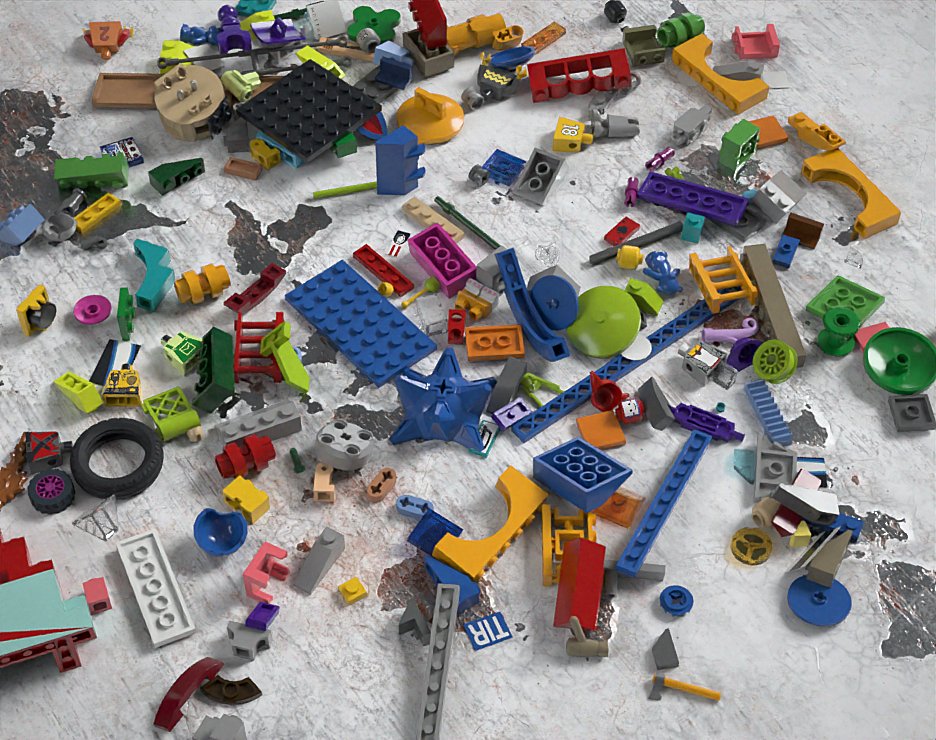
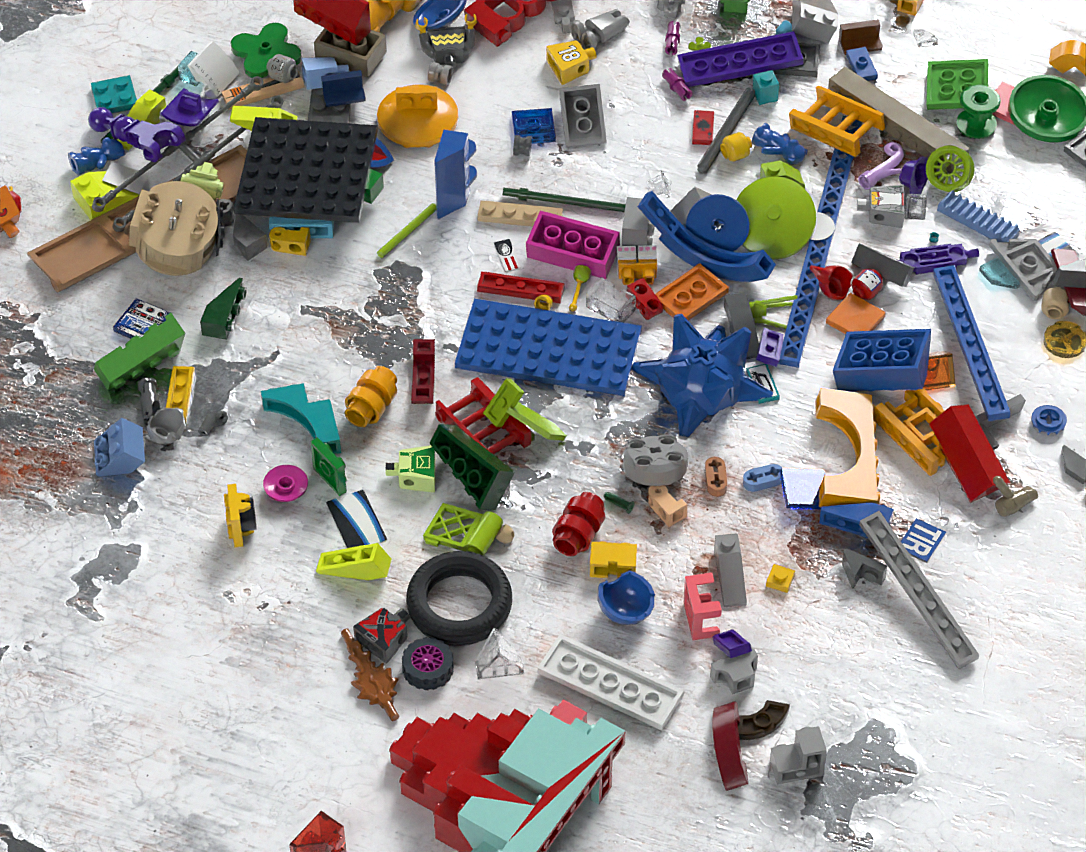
camera: 35 degrees left, 0 degrees up
(123, 388) = (396, 533): yellow torso -> none
(243, 168) = (282, 267): nougat tile -> none
(272, 421) = (560, 481): light grey slope -> none

